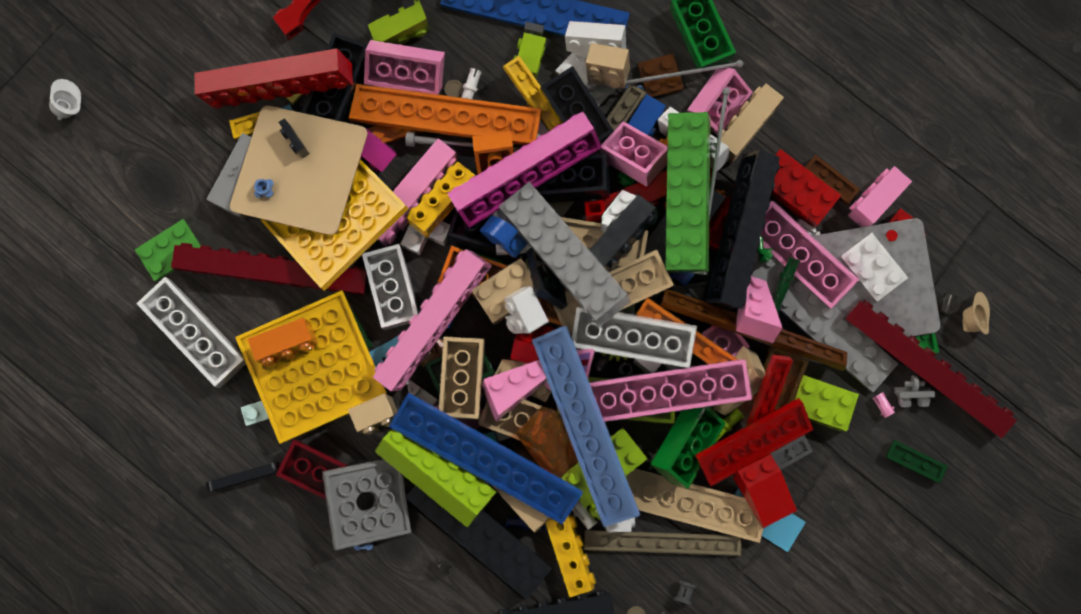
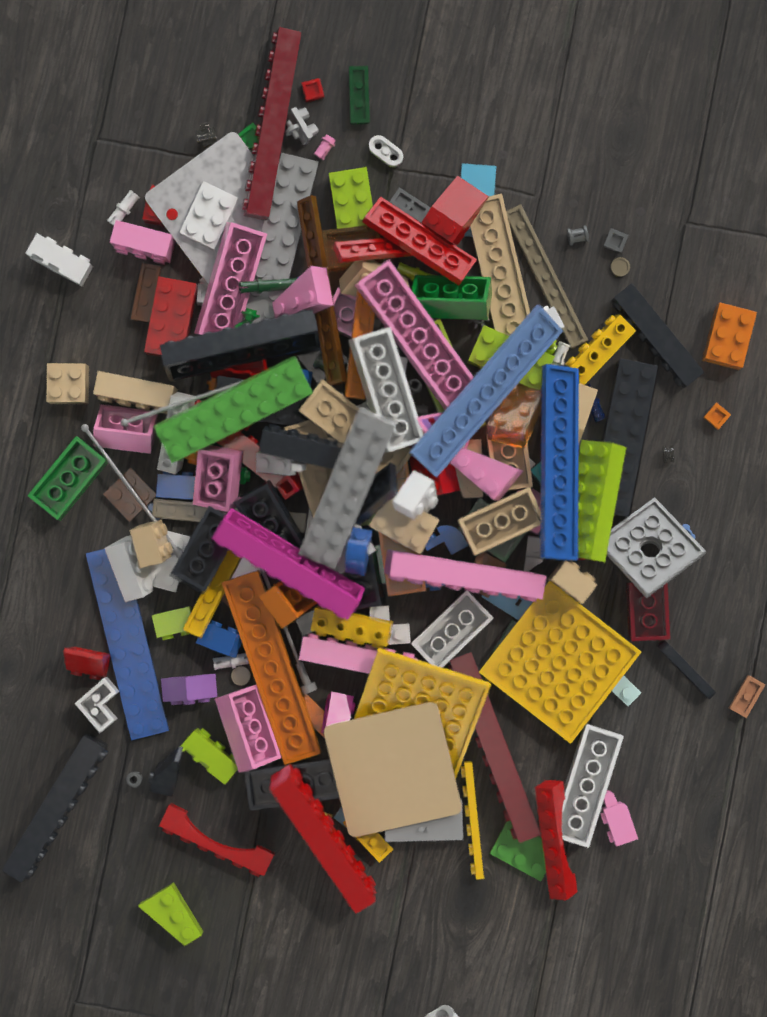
camera: 120 degrees left, 5 degrees up
(147, 344) = (618, 819): none -> bright pink hinge
(189, 518) = (746, 696): none -> nougat plate
(195, 290) = (550, 801): none -> red arch
(212, 215) = (472, 828): none -> yellow plate
(259, 184) = (425, 796): medium blue plate -> none
(283, 342) = (554, 694): orange brick -> none
(296, 145) = (372, 782): black plate -> none
(465, 38) = (189, 688): none -> medium lavender brick
(477, 328) = (450, 536): none -> blue brick
(493, 85) = (221, 640): none -> blue brick
(534, 29) = (149, 631): dark grey plate -> none
(786, 71) = (67, 383): none -> tan brick
(851, 458) = (386, 151): none -> white plate
(900, 119) = (59, 259): none -> white wedge
(917, 199) = (123, 207): none -> white pin
(941, 422) = (312, 90): none -> red tile
(977, 315) = (202, 104): tan piece -> none

